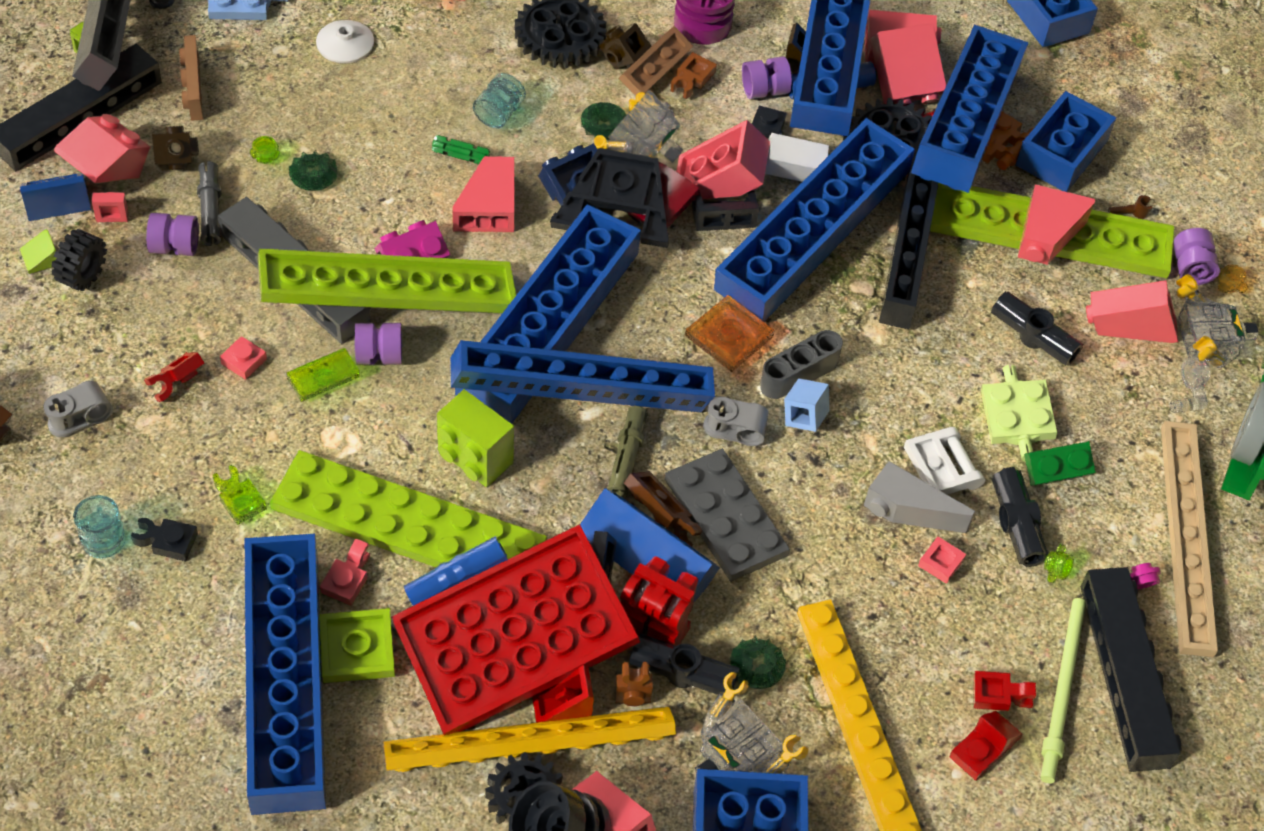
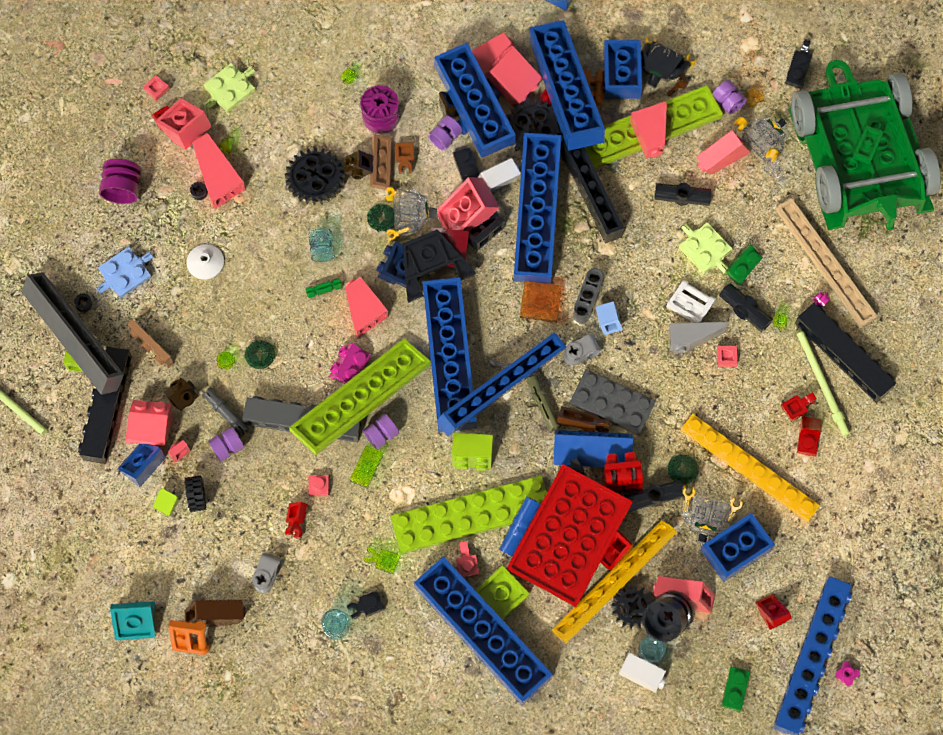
camera: 30 degrees left, 15 degrees up
(634, 685) = (641, 523): dark orange plate -> none
(1131, 168) = (663, 63): none -> black torso

